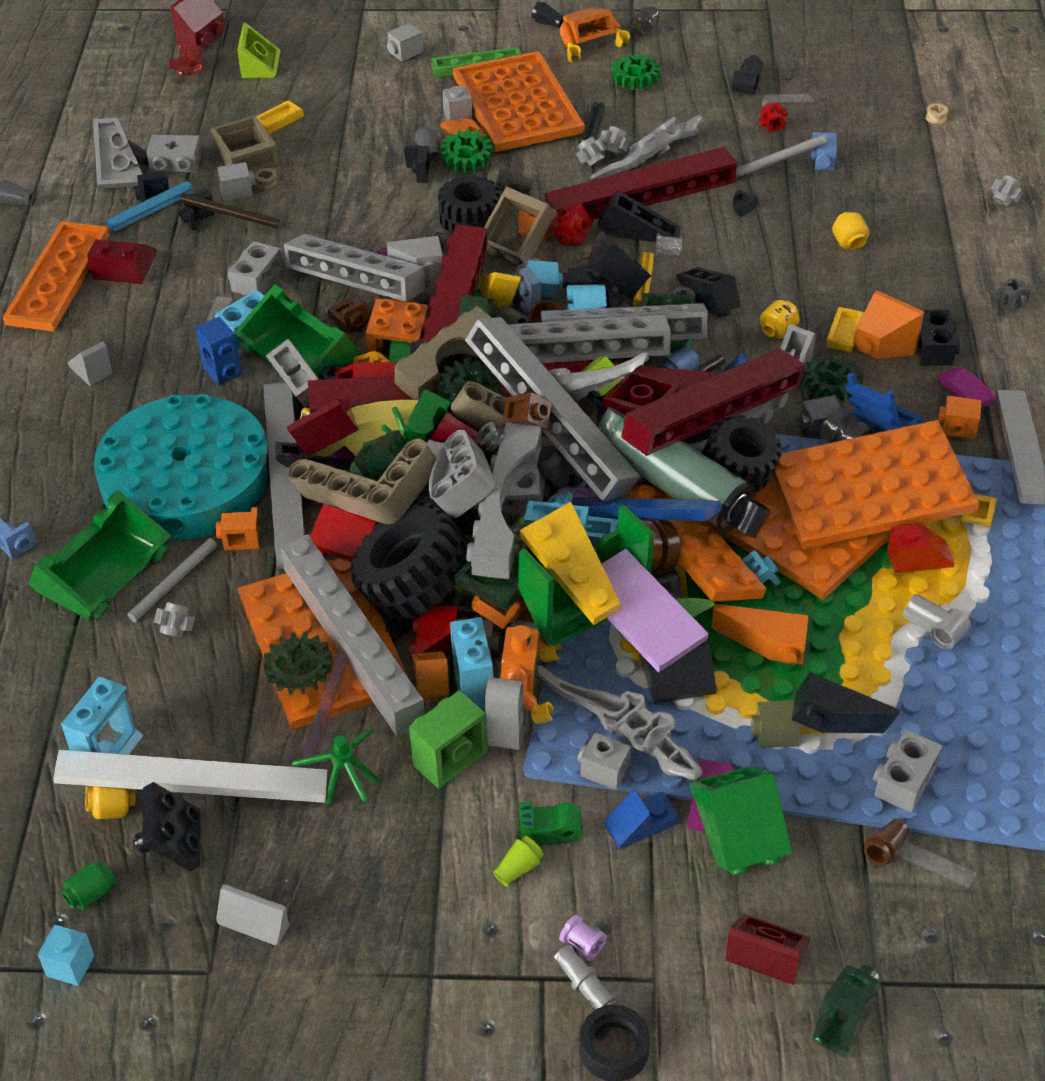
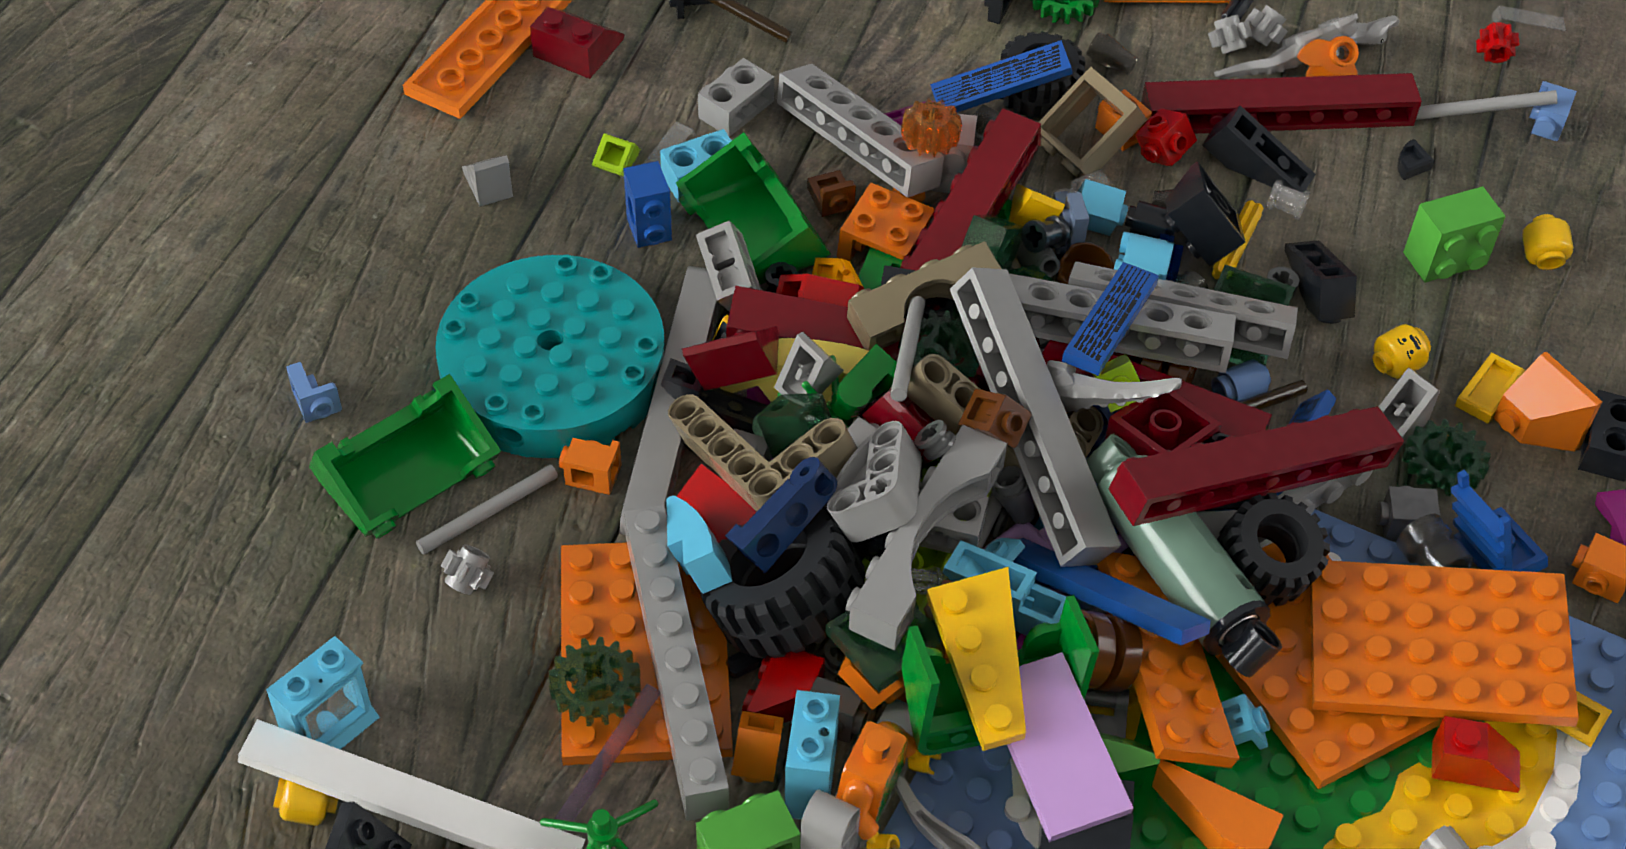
camera: 15 degrees right, 5 degrees up
(180, 327) = (615, 154): none -> lime slope
(341, 552) = (695, 546): none -> medium azure slope
(378, 412) = (806, 363): none -> light grey slope
(400, 511) = (784, 514): none -> dark blue leg
(409, 248) = (931, 127): none -> clear orange gear
(446, 210) = (1004, 77): none -> blue tile
(449, 385) = (907, 349): none -> light grey bar
(512, 300) = (1039, 235): none -> black bush
(582, 334) = (1110, 318): none -> blue tile
(659, 149) = (1323, 59): none -> orange plate
(788, 238) = (1454, 234): none -> bright green brick

